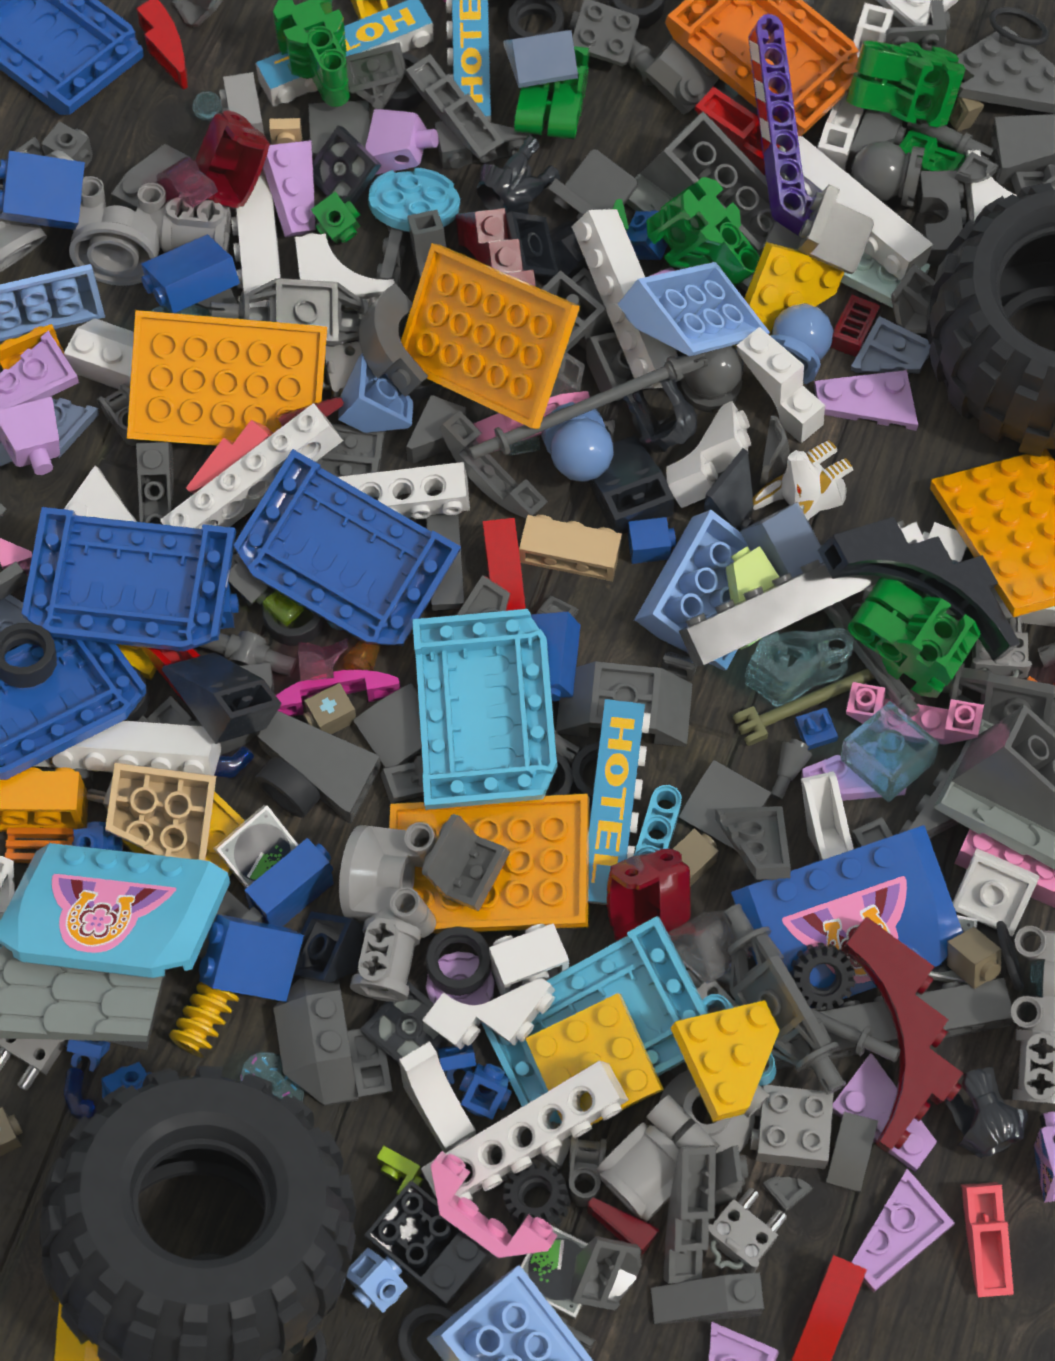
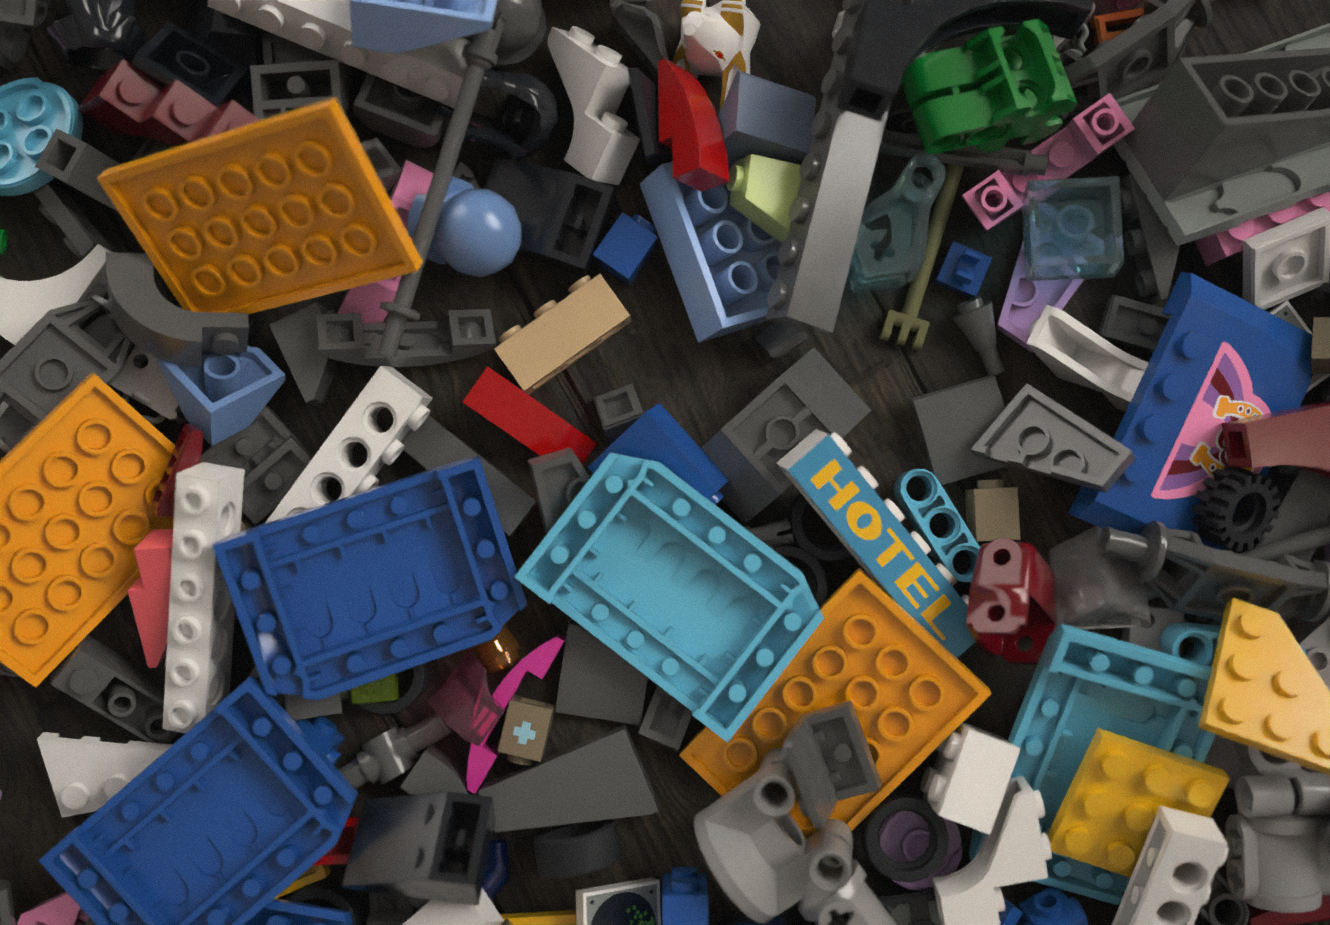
camera: 45 degrees left, 20 degrees up
(742, 505) = (691, 129): none -> red slope

